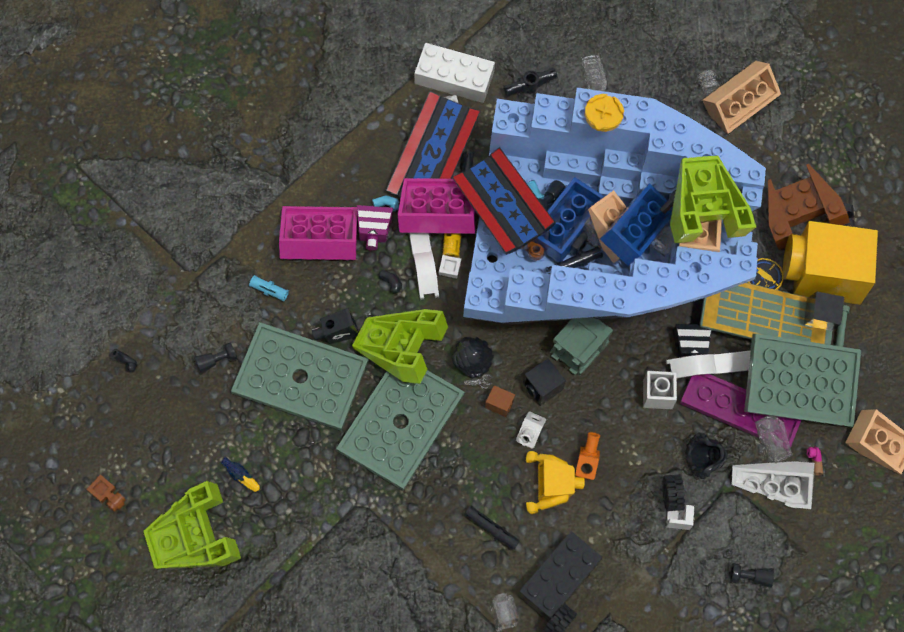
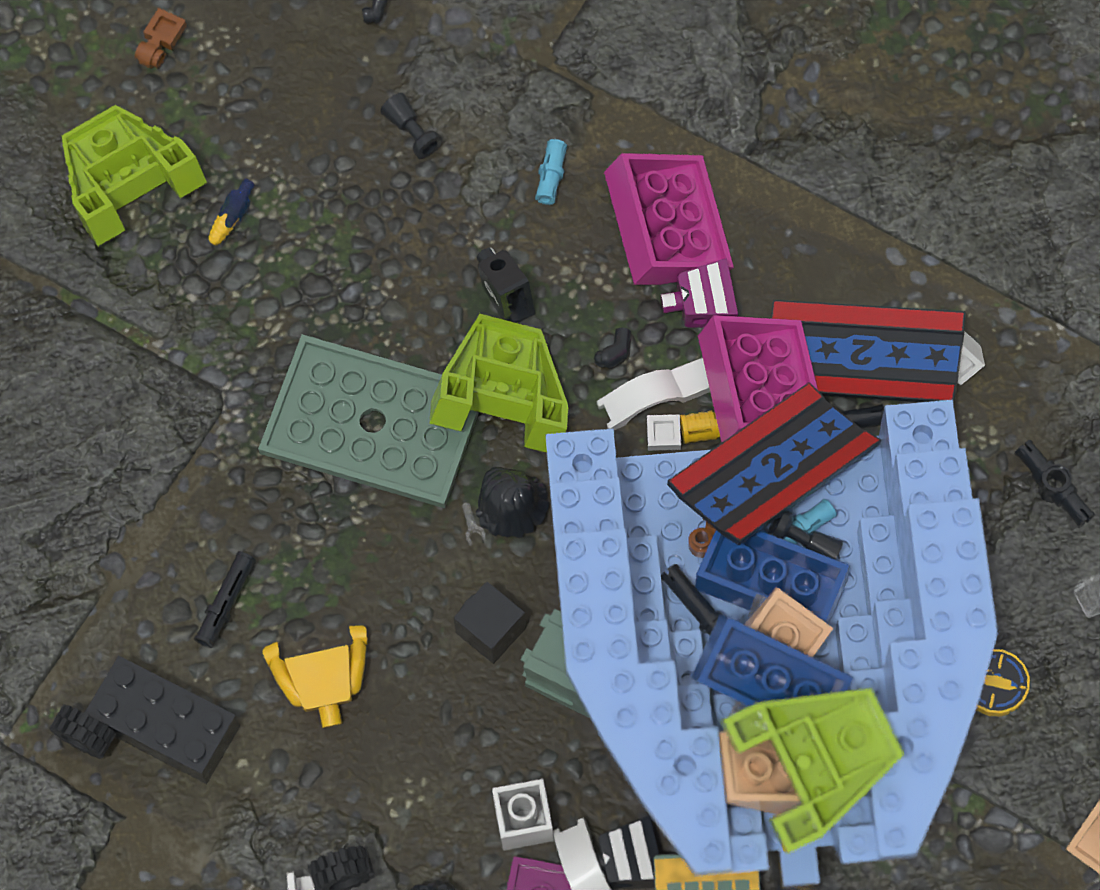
camera: 85 degrees right, 0 degrees up
(278, 354) = (403, 208): sand green plate -> none
(386, 200) = (757, 306): medium azure arm -> none
(454, 72) = (1030, 355): white brick -> none
(499, 401) = (441, 563): dark orange panel -> none
(504, 612) = (82, 641): clear brick -> none
(530, 430) = (403, 621): white bracket -> none
(579, 244) = (734, 607): black tile -> none
(590, 455) = (377, 722): orange bracket -> none
(604, 112) = (936, 549): yellow tile -> none

